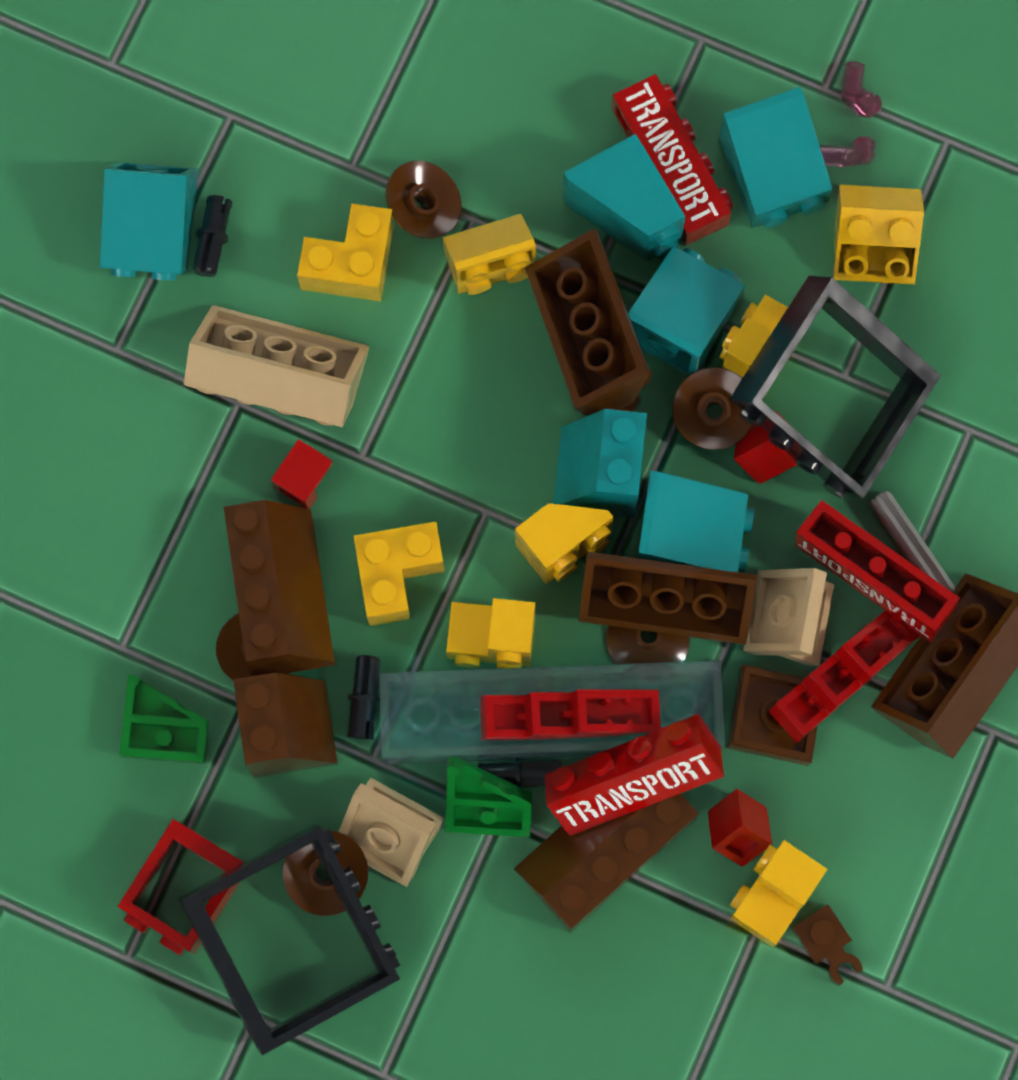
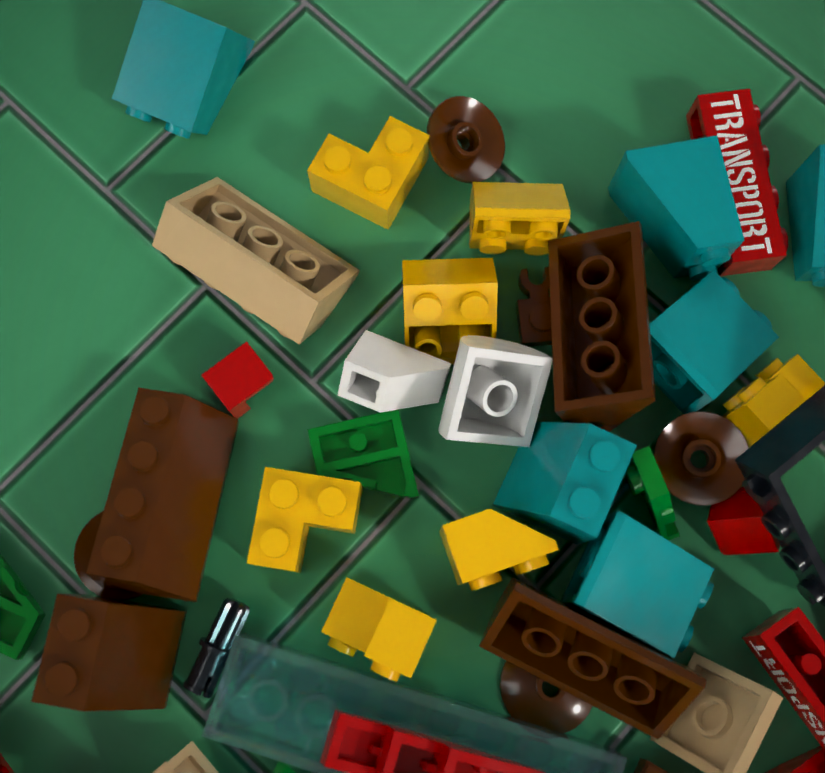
camera: 15 degrees right, 0 degrees up
(212, 235) = (240, 107): black axle -> none
(430, 426) = (391, 375): none -> white slope
(432, 495) = (366, 451): none -> green wing
(460, 356) = (448, 302): none -> yellow slope
(522, 411) = (494, 392): none -> white brick
(533, 331) = (534, 312): none -> reddish brown plate
(671, 444) = (646, 479): none -> green wing

